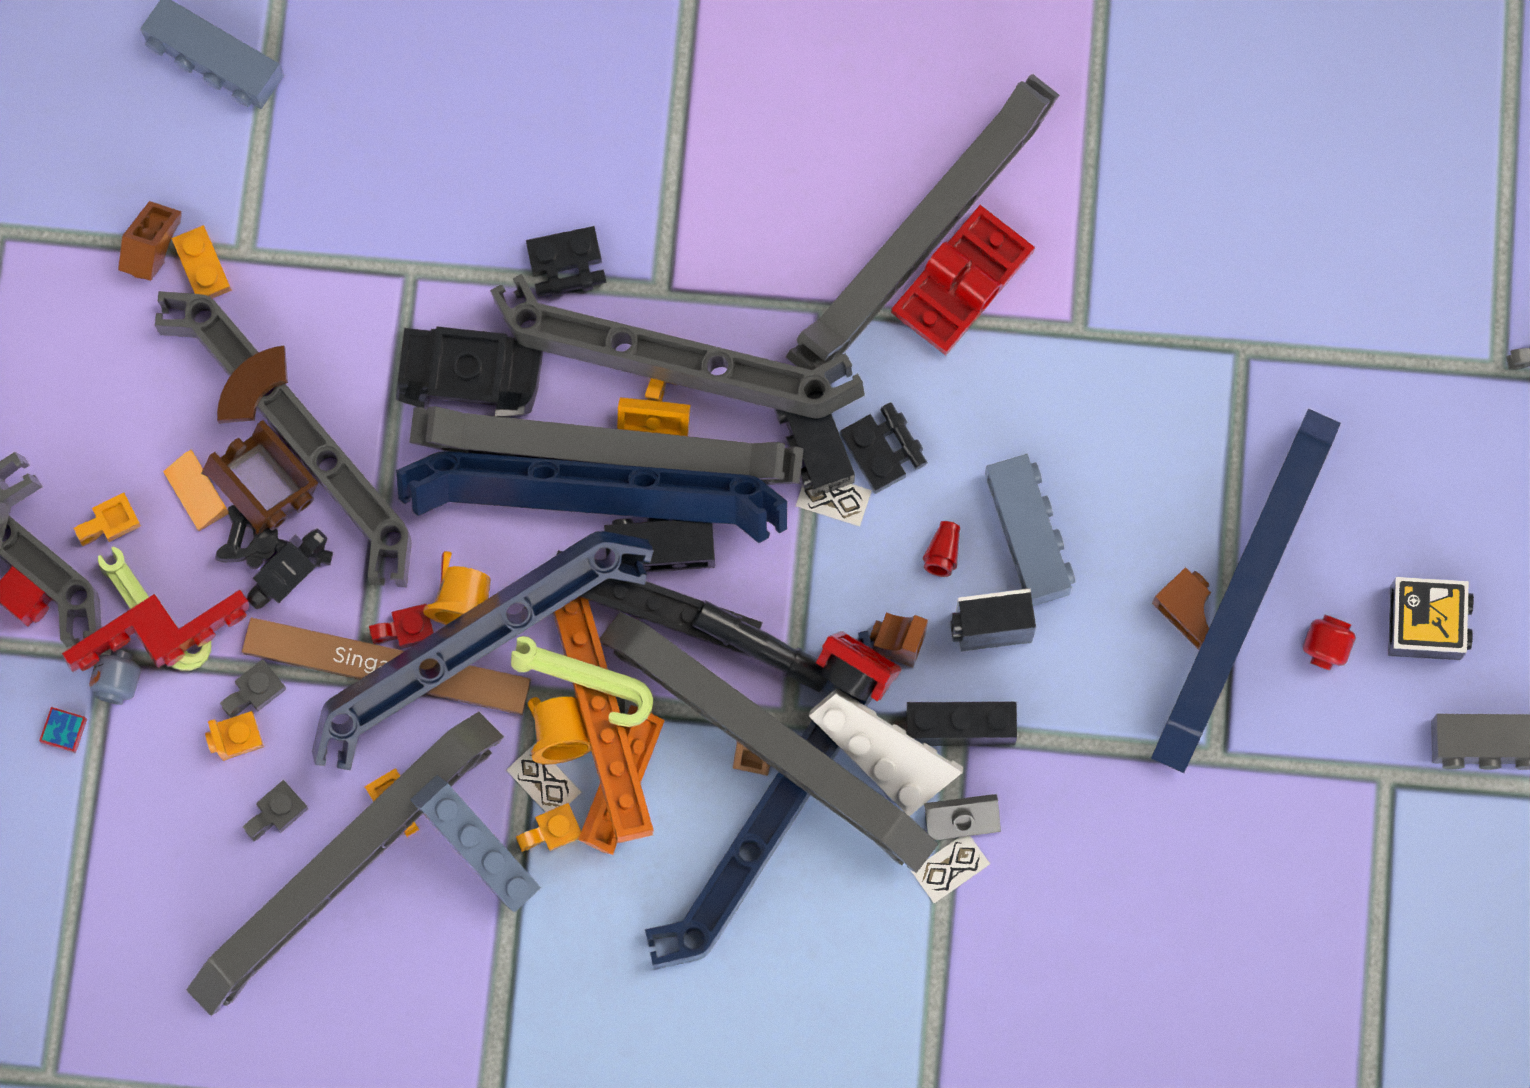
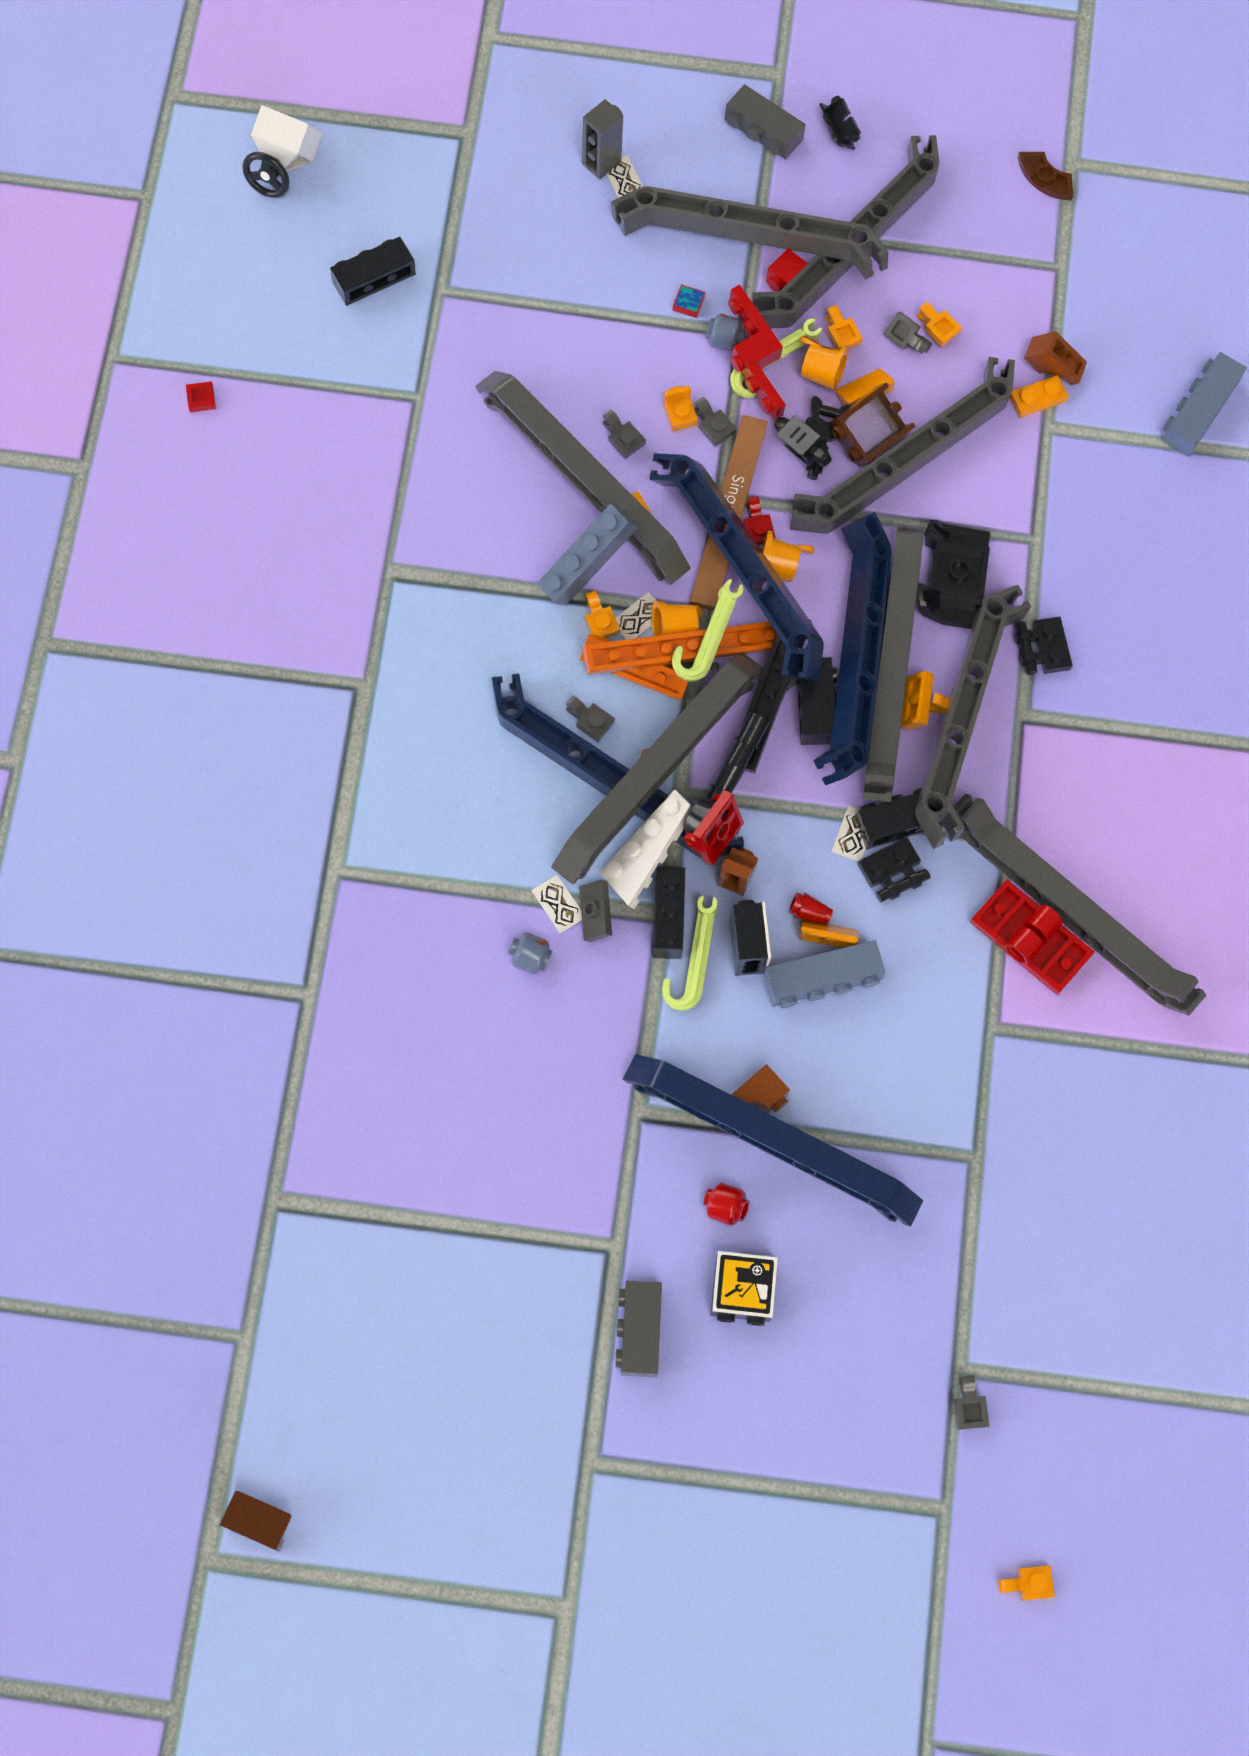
camera: 85 degrees right, 5 degrees down
(99, 389) = (938, 326): none -> light orange plate
(111, 437) = (904, 332): none -> dark grey plate
(165, 543) = (824, 364): none -> light orange hat
(250, 383) = (943, 417): reddish brown tile -> none
(697, 834) = (592, 721): none -> dark grey plate
(973, 524) = (828, 934): none -> light orange slope
(1018, 686) = (698, 960): none -> yellowish green piece
(1025, 897) = (530, 953): none -> sand blue head

